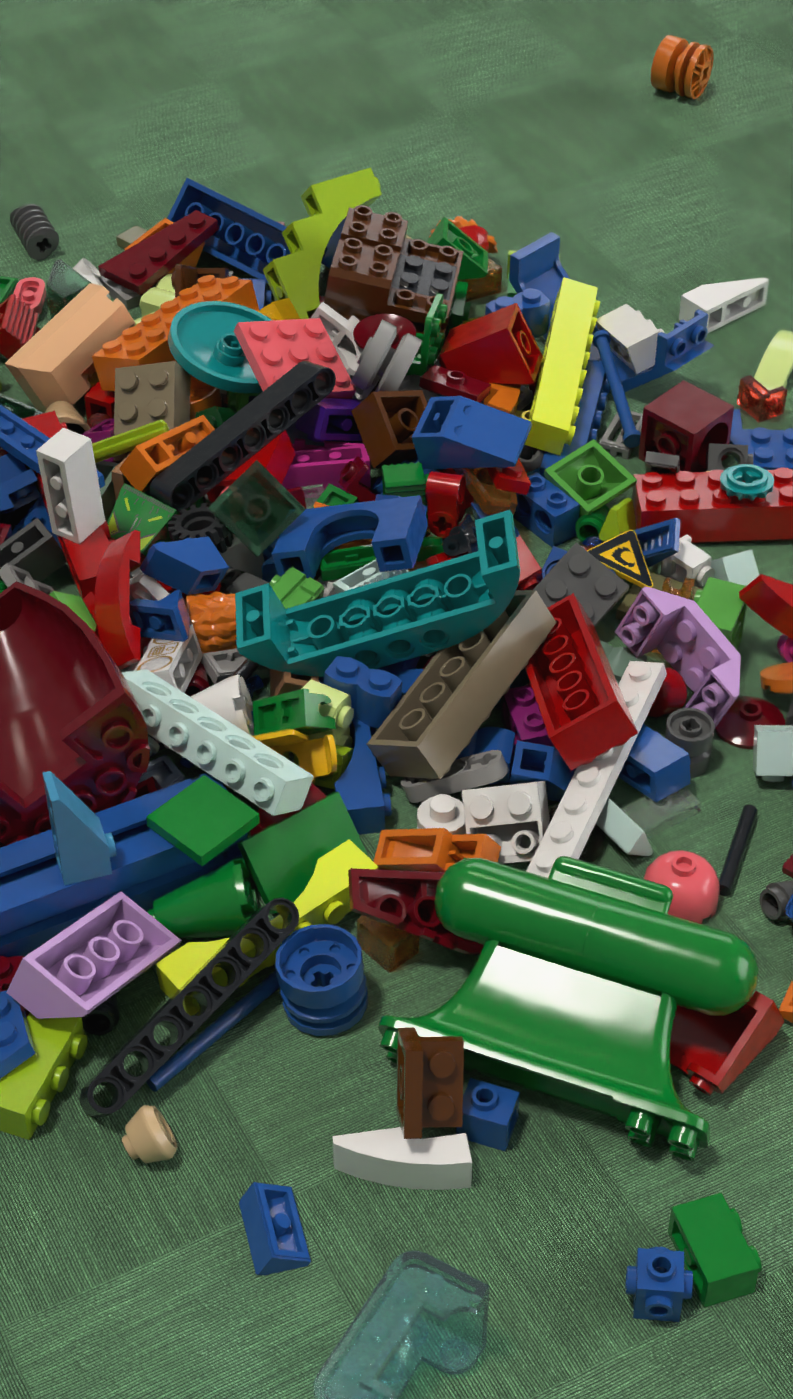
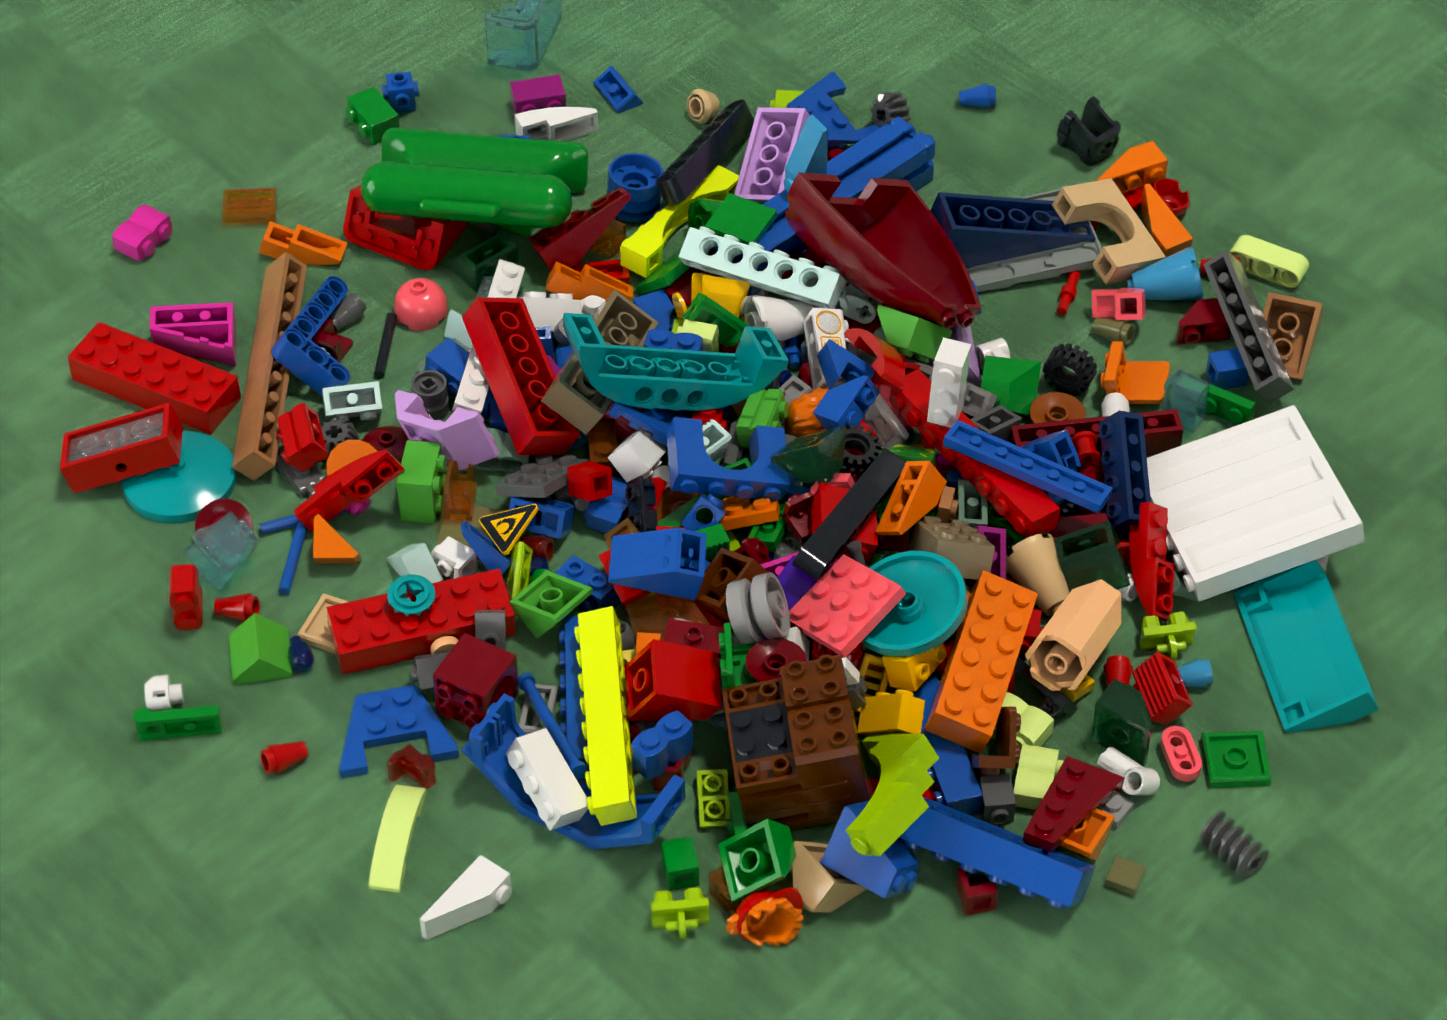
camera: 165 degrees right, 5 degrees up
(127, 441) = (958, 512): lime axle -> none
(418, 1220) = (537, 93): none -> magenta brick
(428, 1082) = (550, 118): reddish brown bracket -> none

